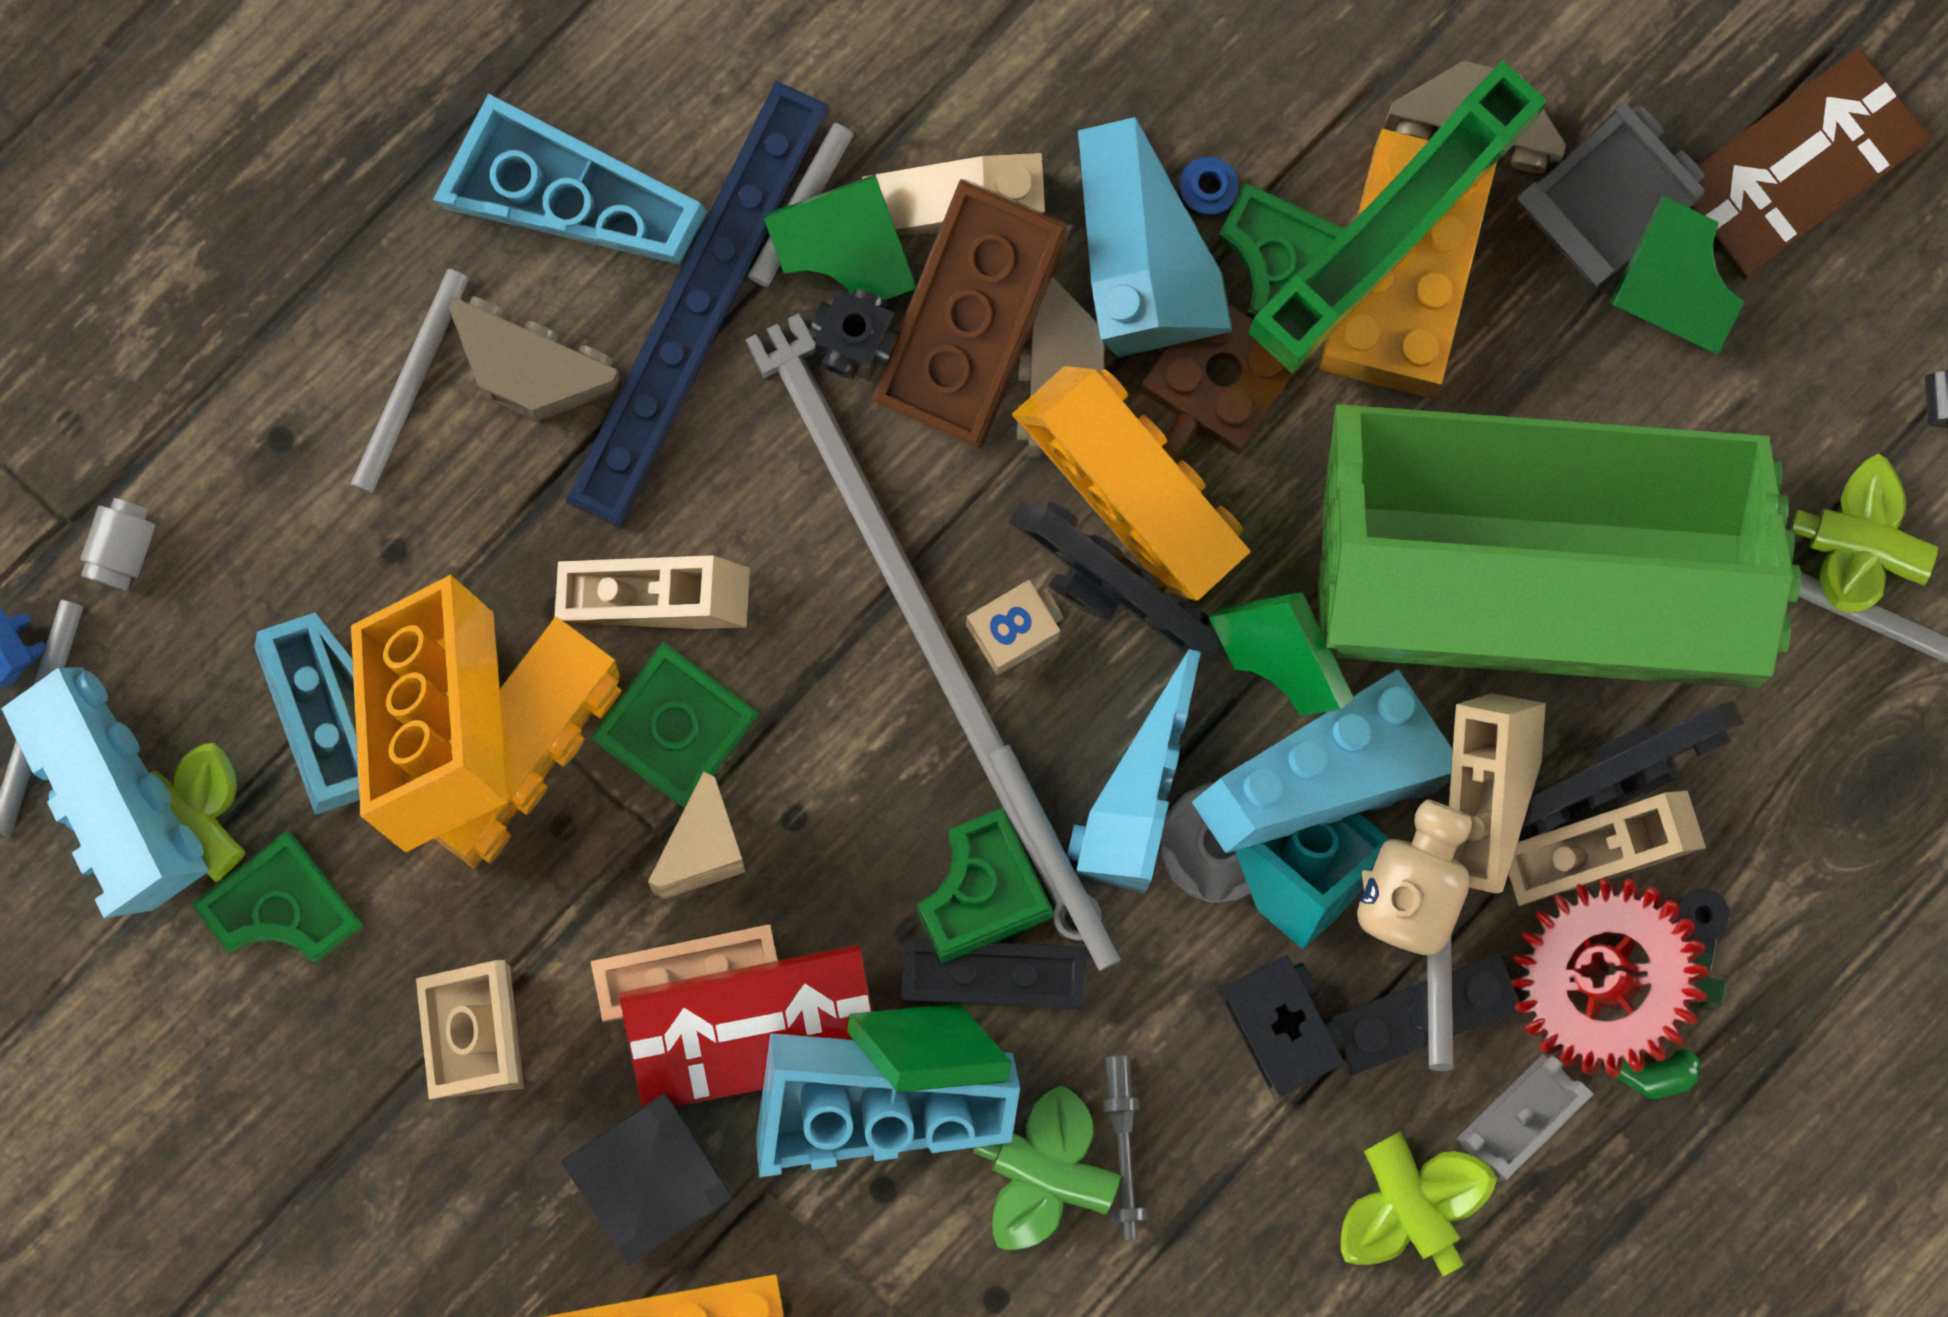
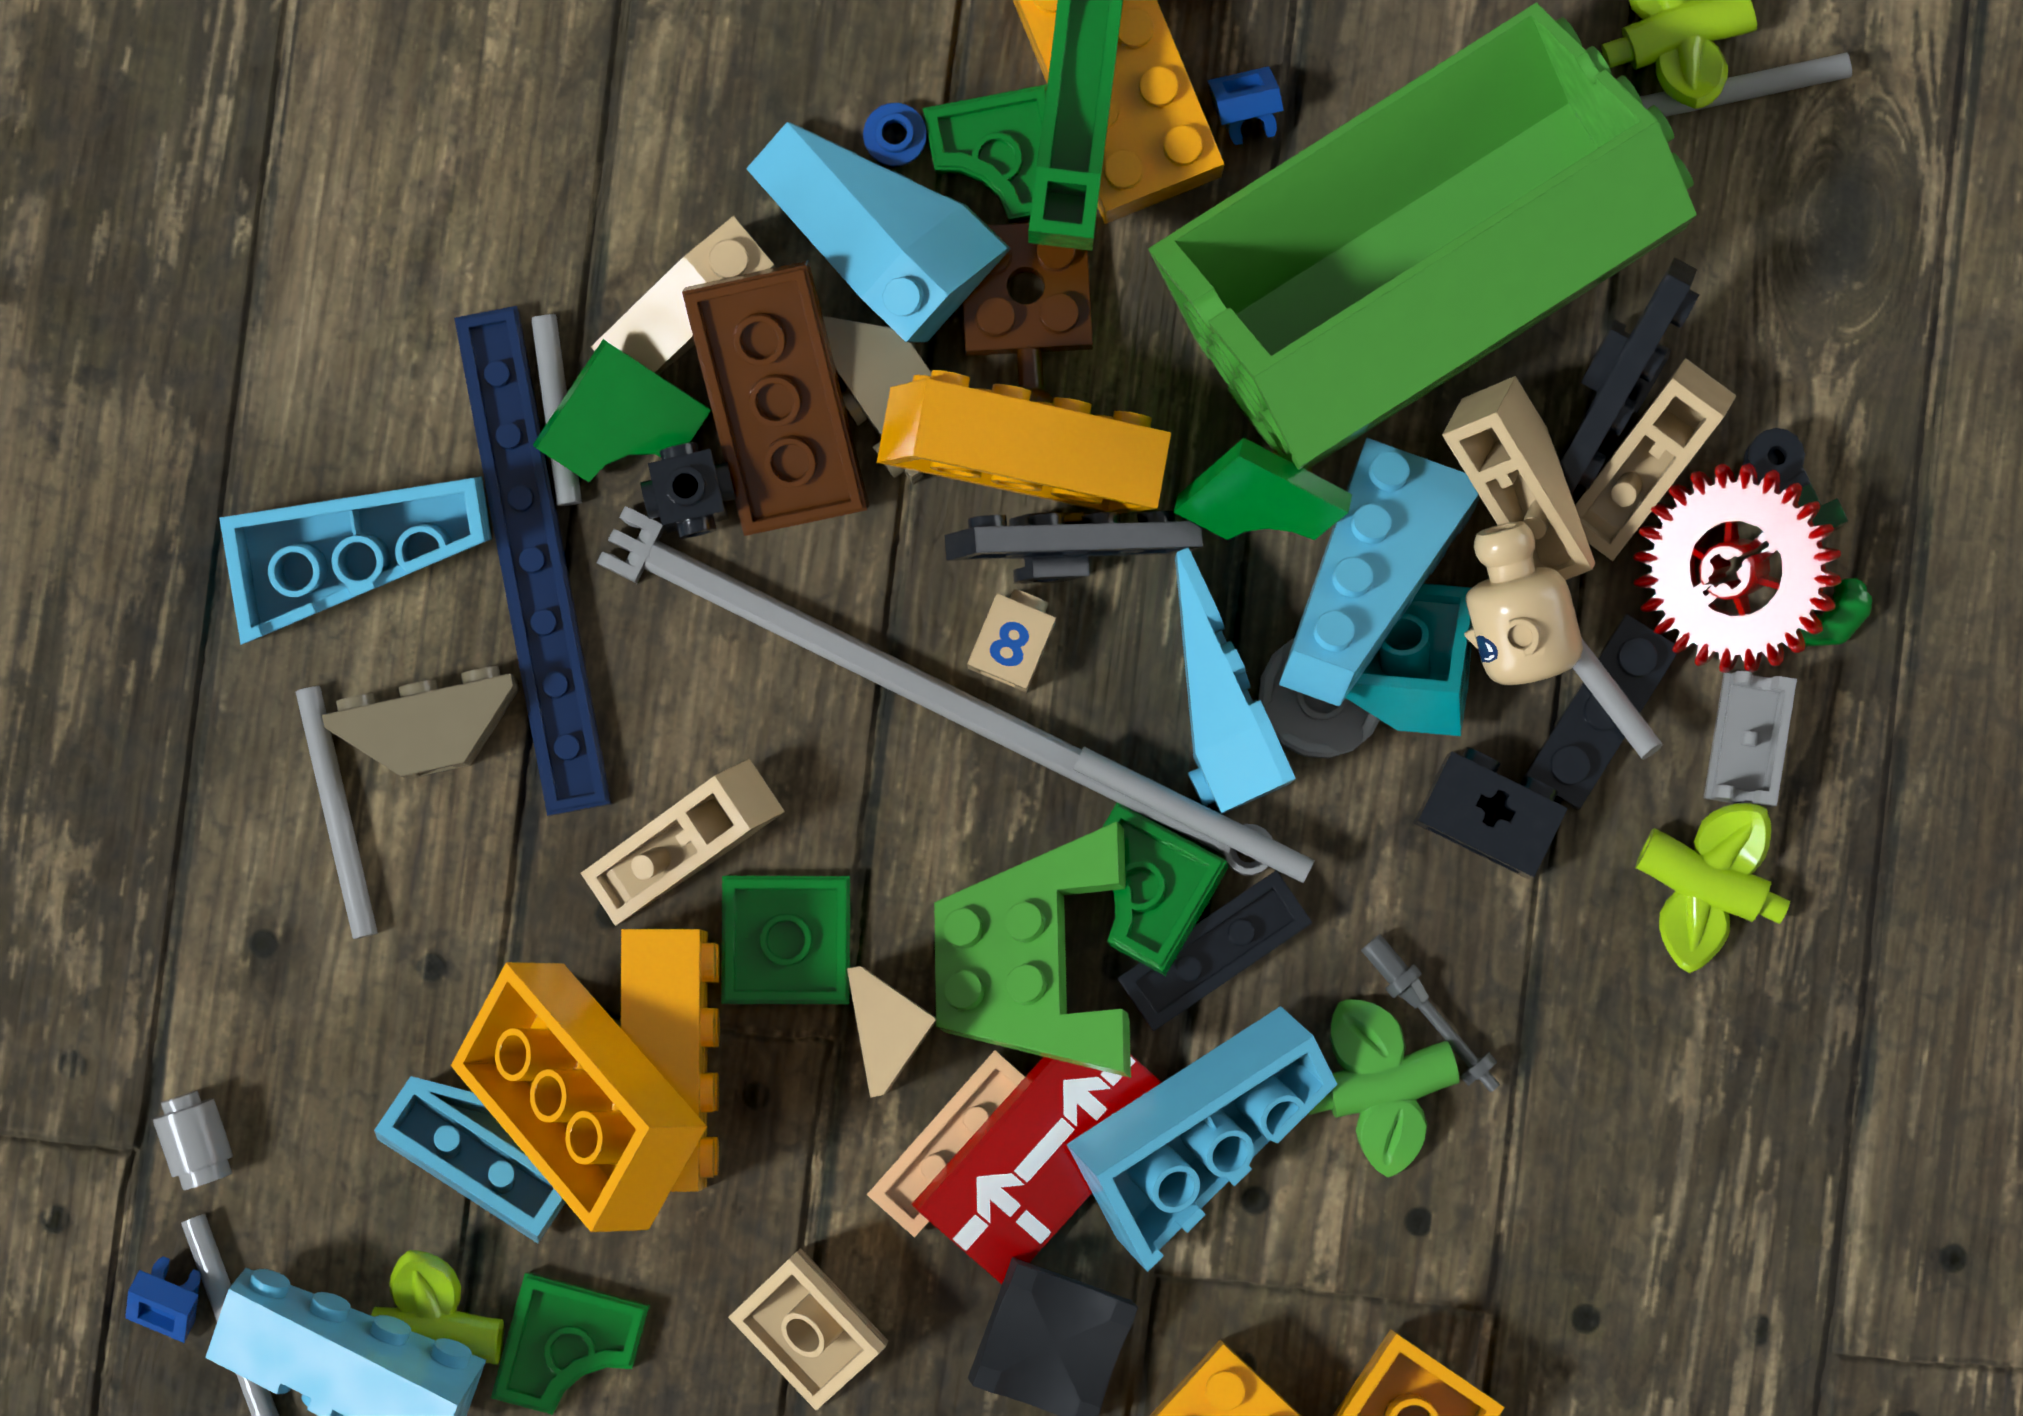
camera: 25 degrees left, 5 degrees up
(832, 859) = (1006, 957): none -> bright green wing
(929, 1047) = (1210, 1057): green tile -> none
(1496, 350) = (1246, 97): none -> blue tile

